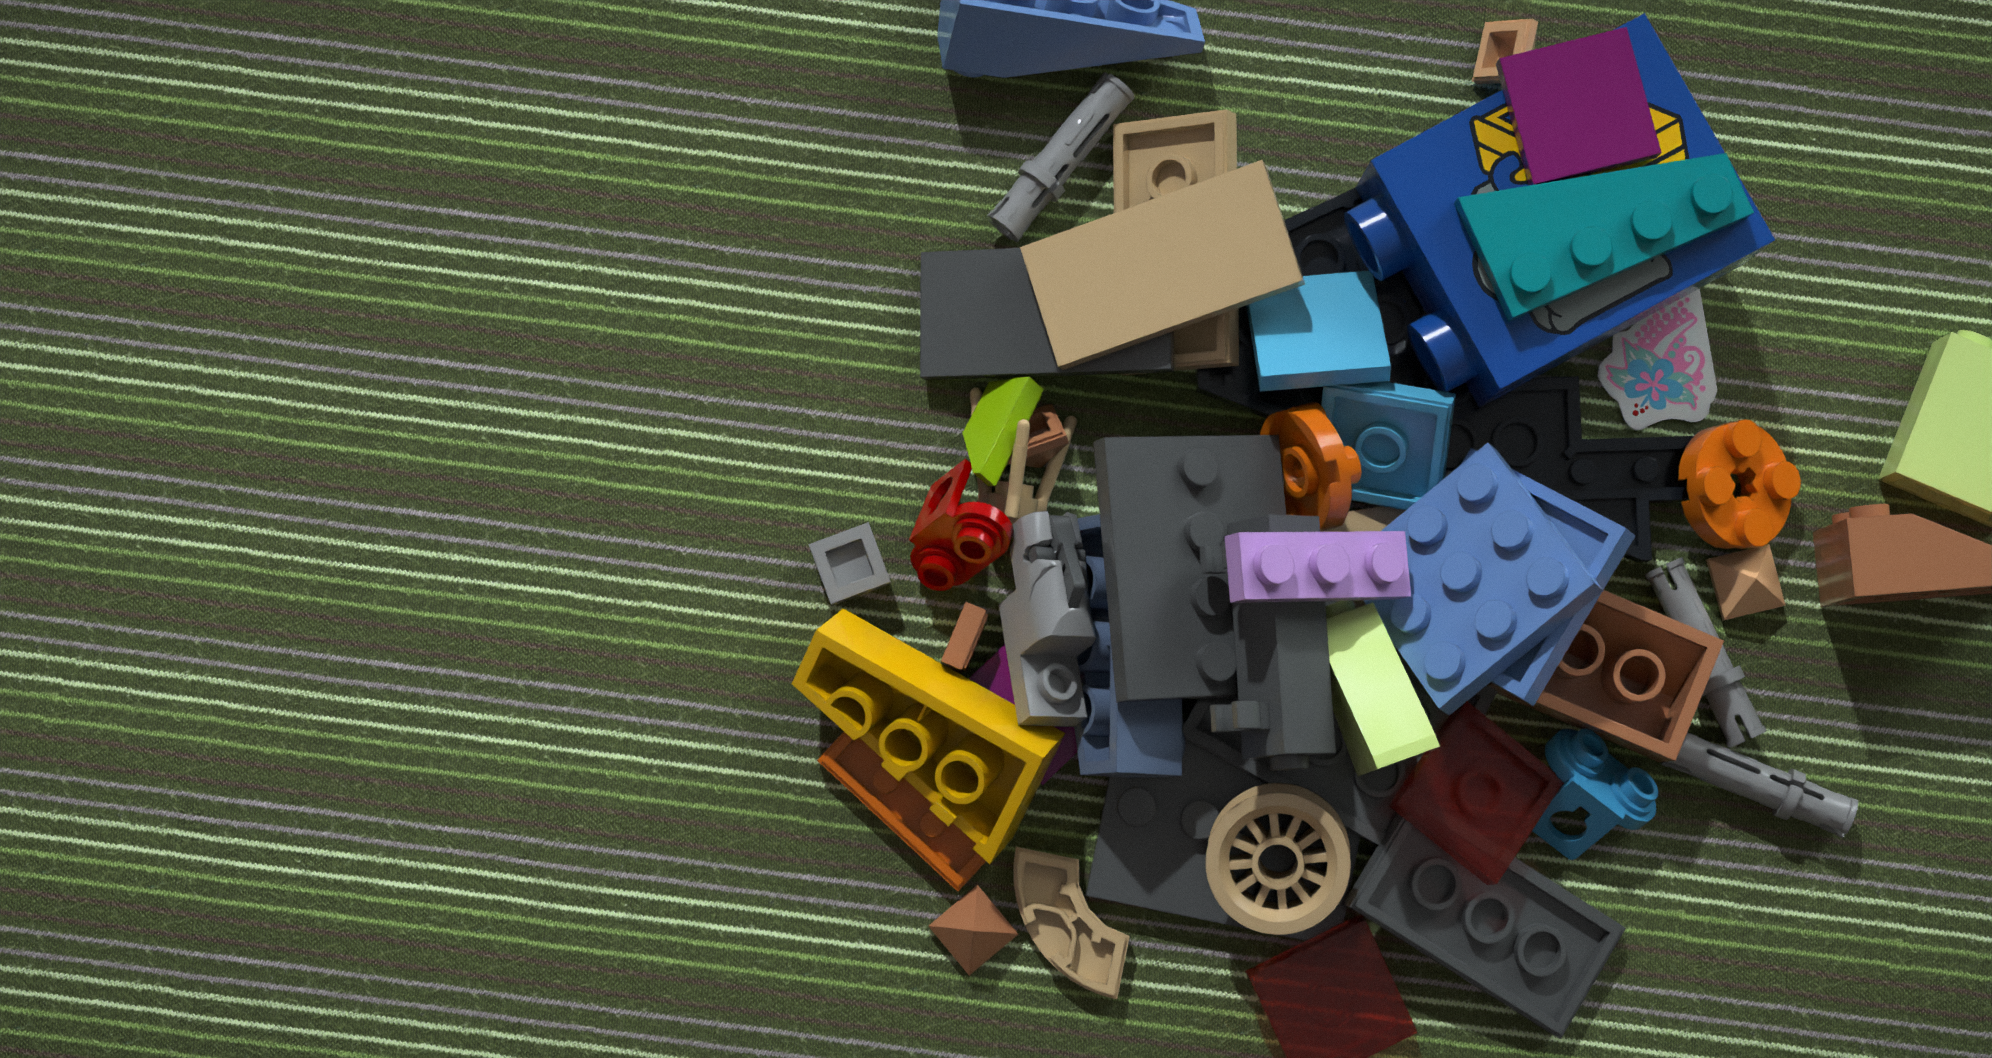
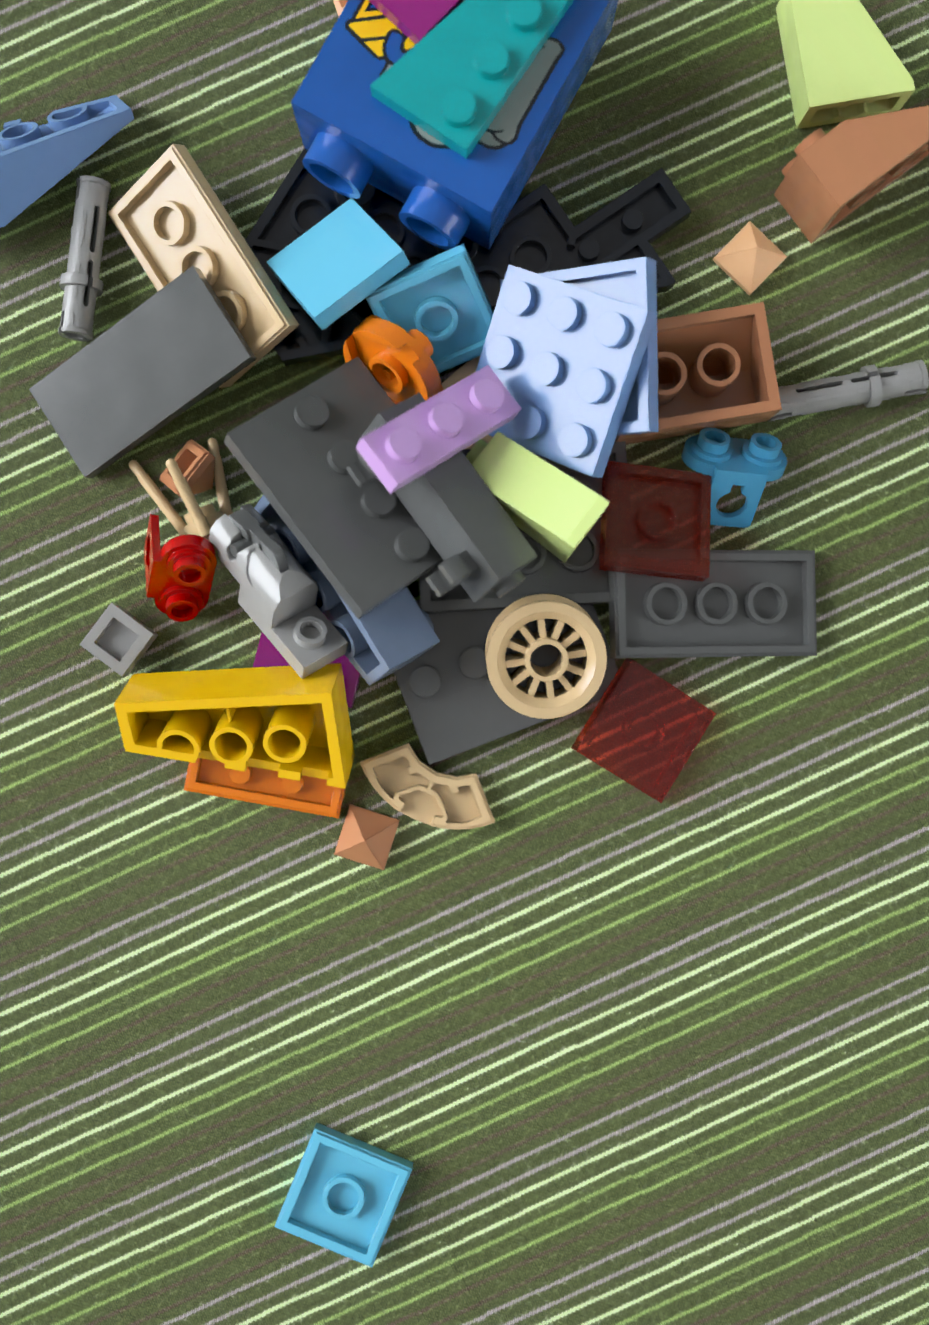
camera: 30 degrees left, 5 degrees up
(965, 638) = (231, 640): nougat tile -> none
(994, 423) = (155, 482): lime tile -> none
(1162, 265) = (196, 283): tan tile -> none
(1662, 366) = (598, 142): sticker -> none
(1724, 686) = (785, 342): light grey pin -> none
(1765, 481) = (680, 183): orange plate -> none

